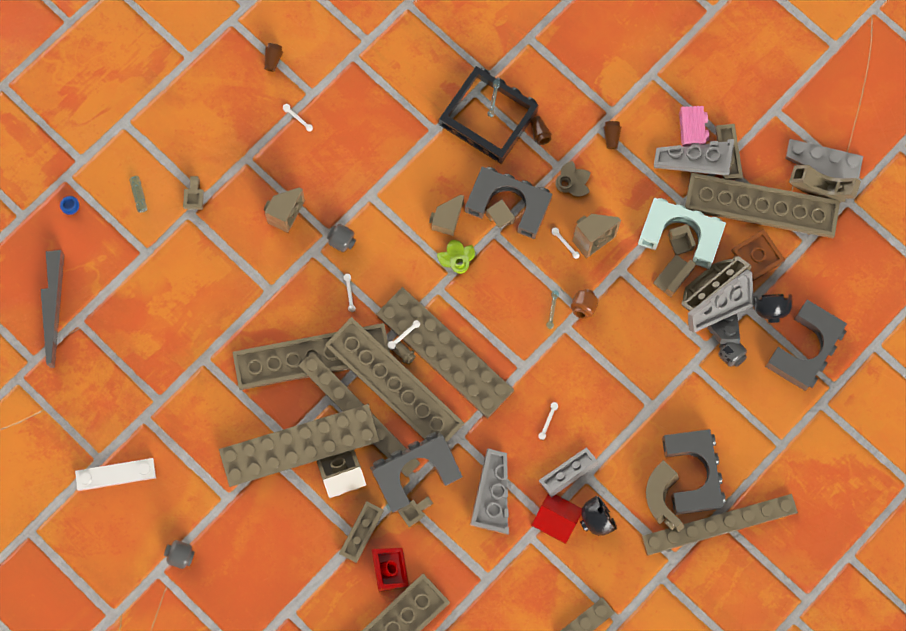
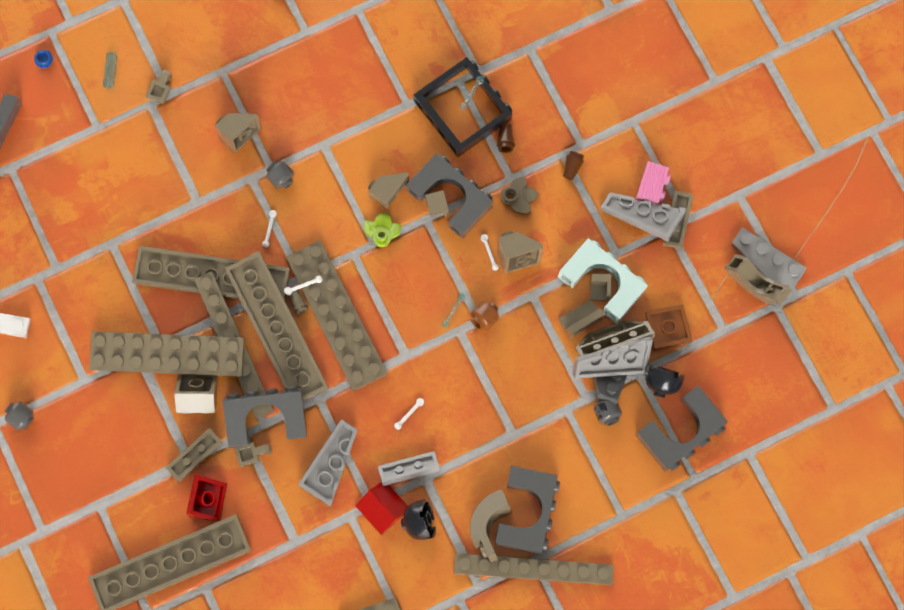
camera: 20 degrees right, 0 degrees up
(286, 108) = (277, 37): white hinge -> none
(762, 205) = (691, 281): dark tan plate -> none

